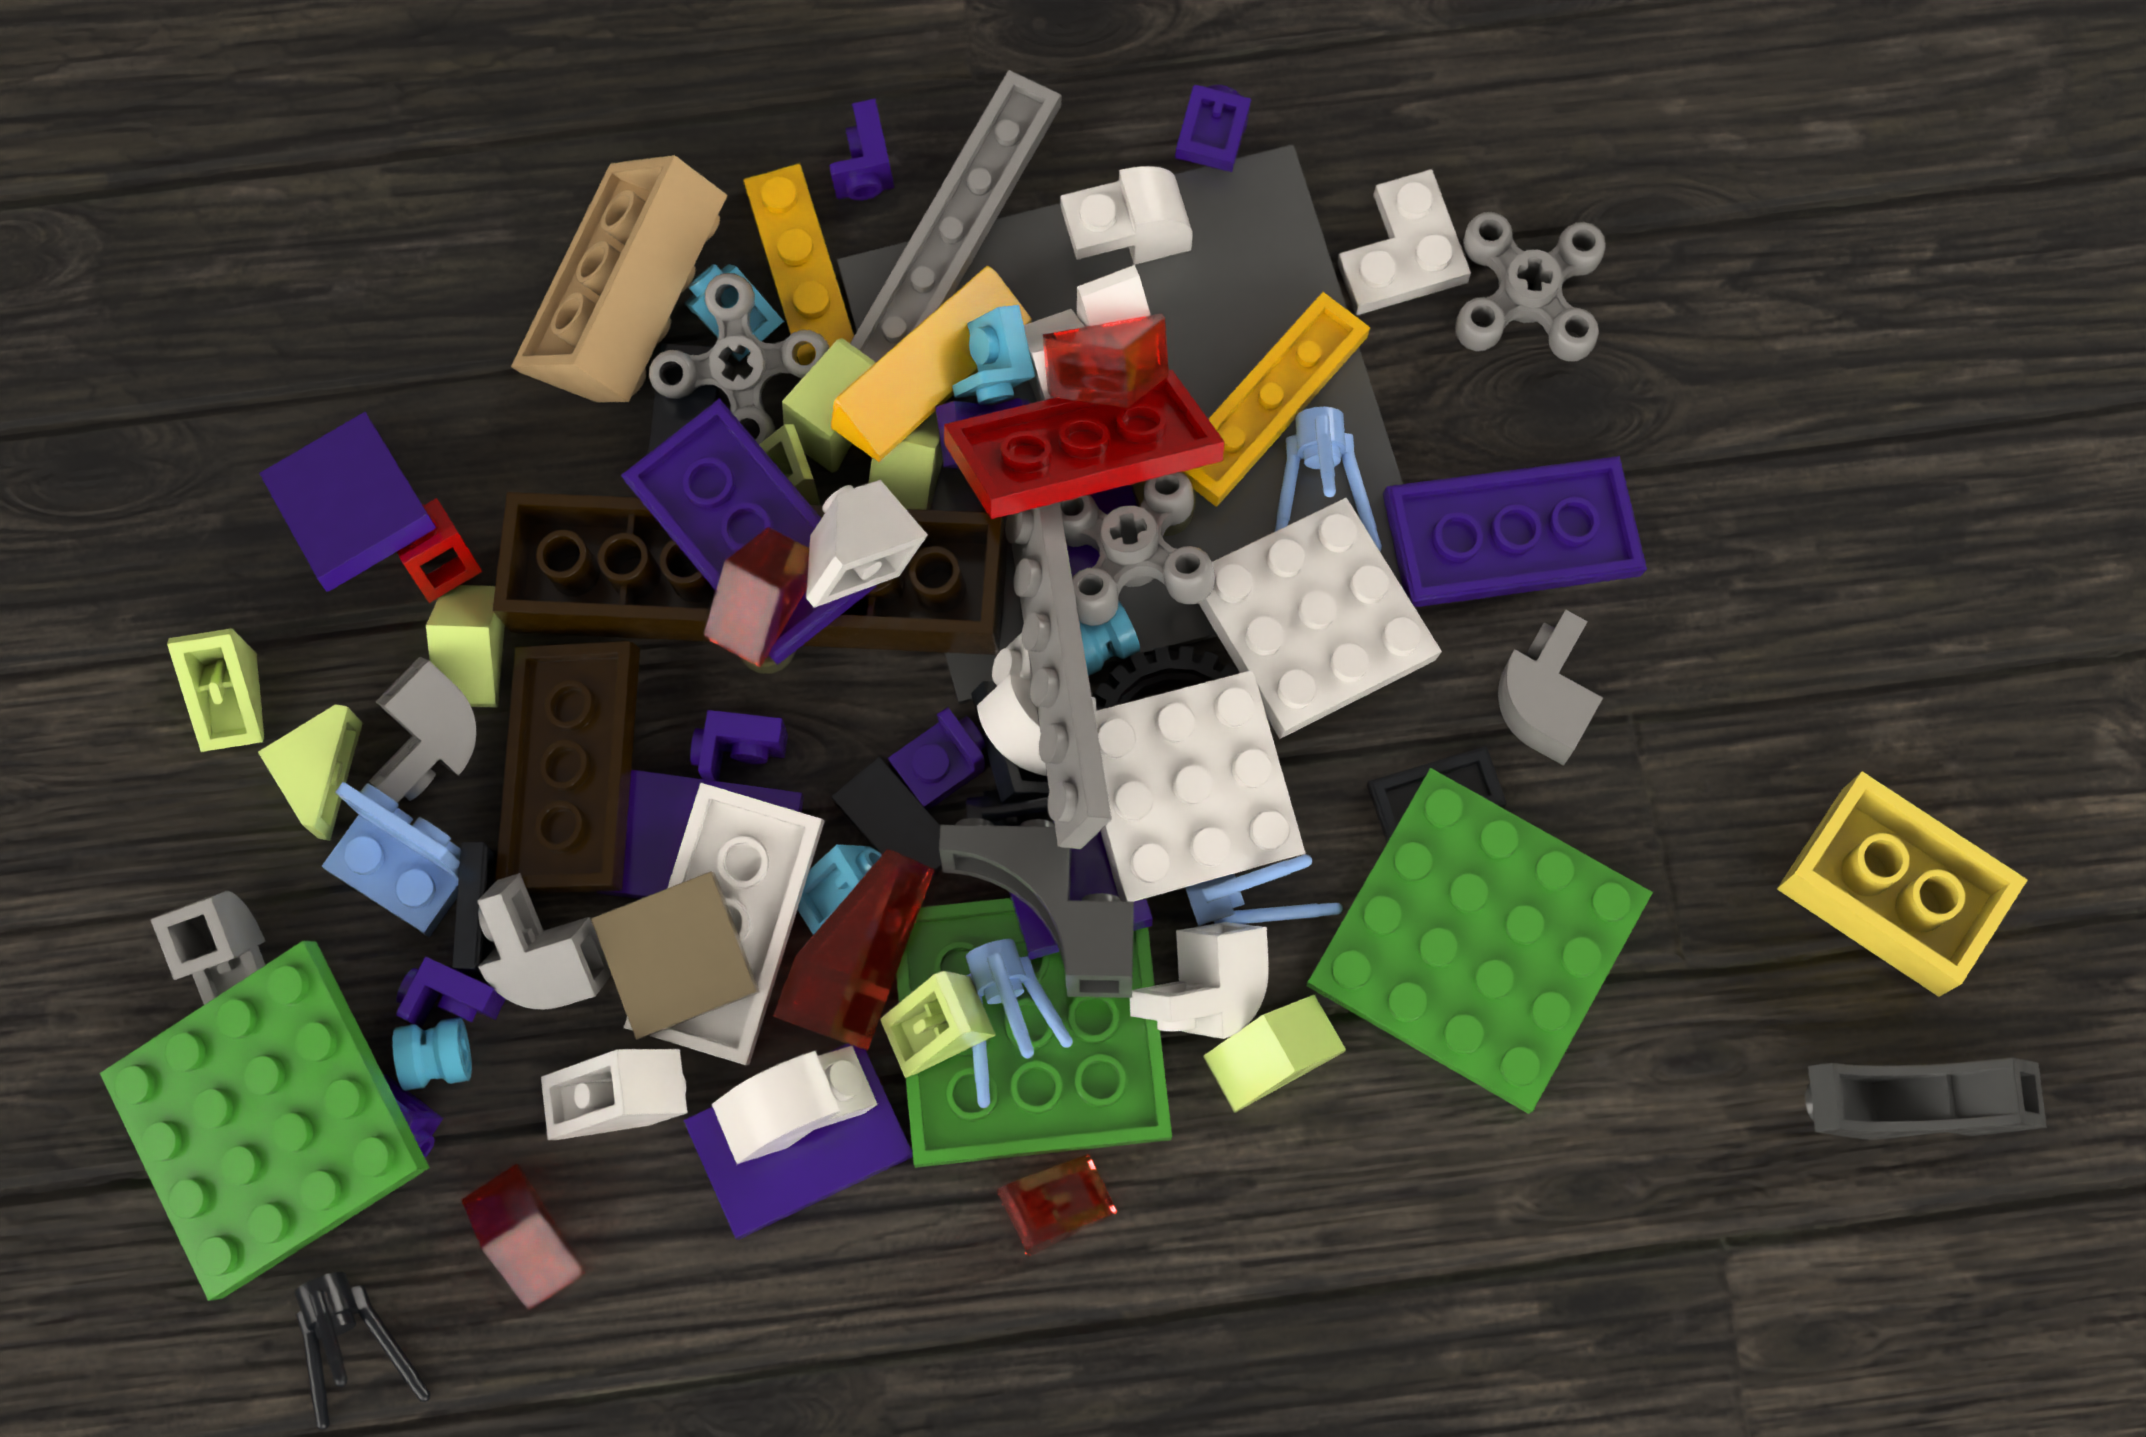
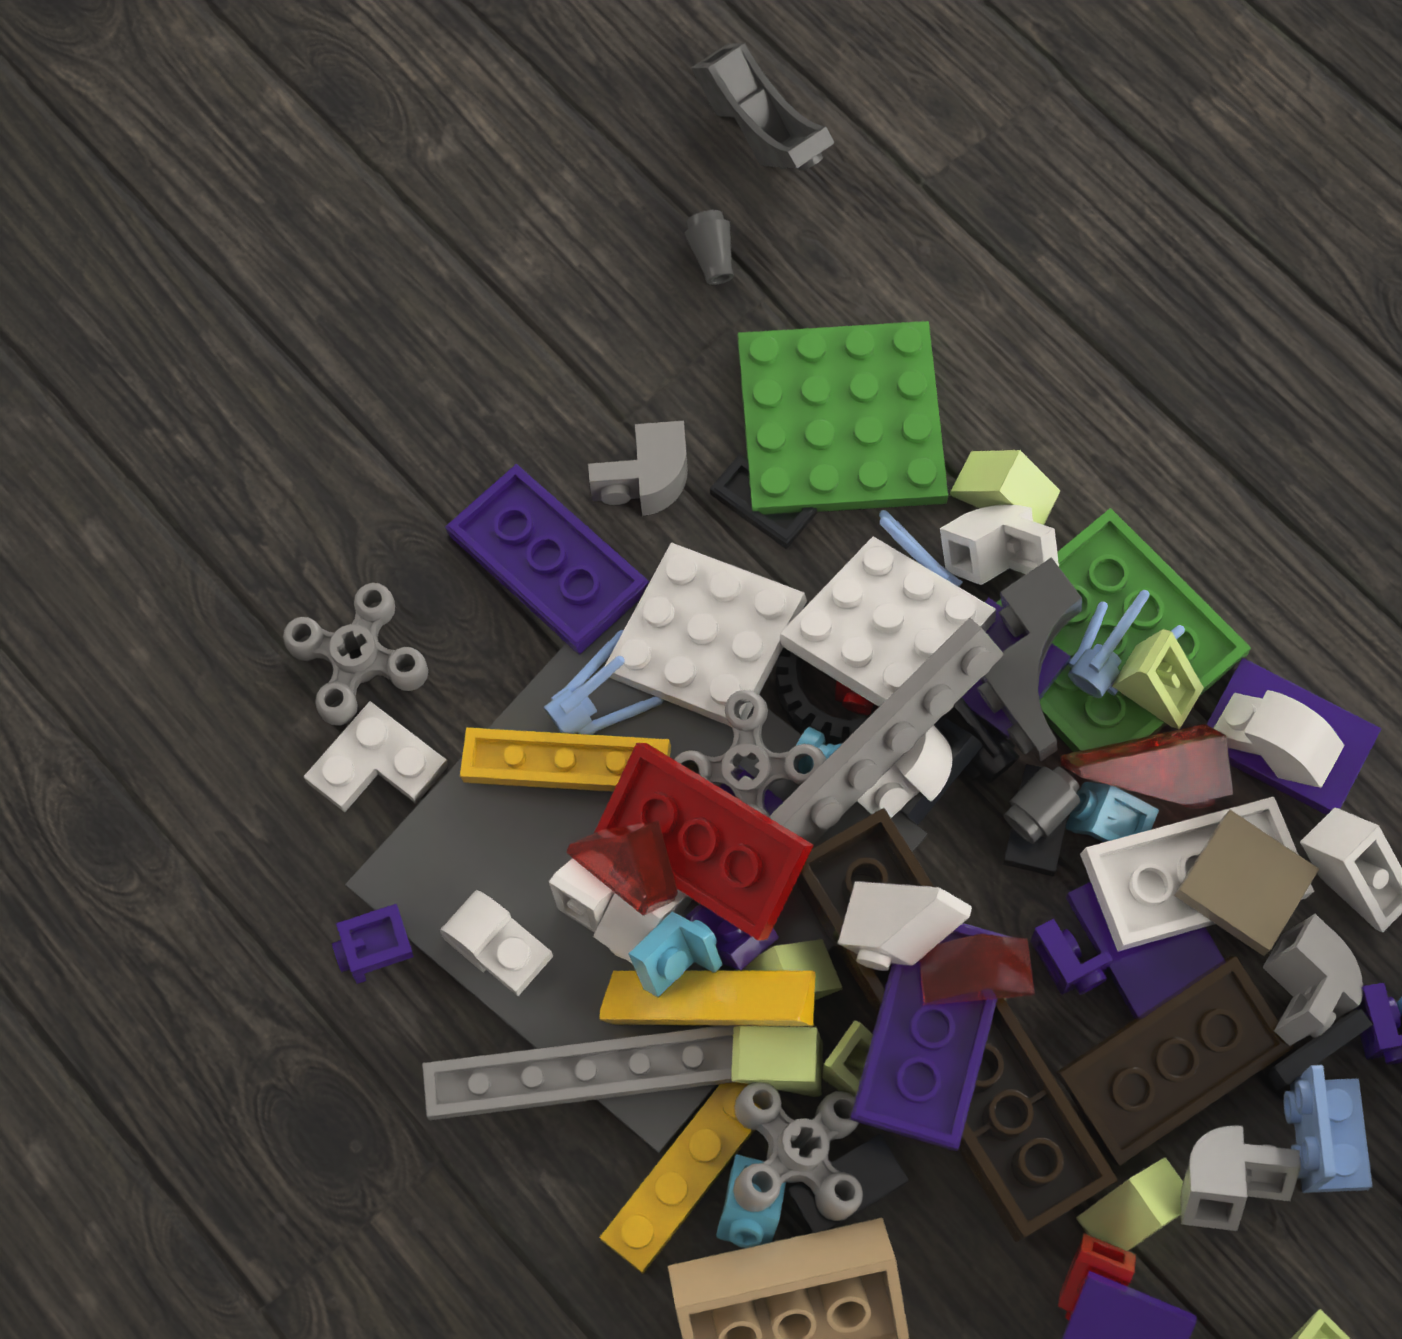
camera: 120 degrees left, 5 degrees down
(313, 764) = (1314, 1248): yellowish green slope -> none
(870, 167) = (551, 1191): dark purple bracket -> none
(900, 816) = (1042, 803): none -> dark grey brick
(940, 759) = (973, 820): dark purple bracket -> none
(1056, 1203) = (1207, 551): clear red slope -> none
(1785, 939) = (711, 244): none -> dark grey cone
(1902, 885) = (632, 195): light yellow brick -> none

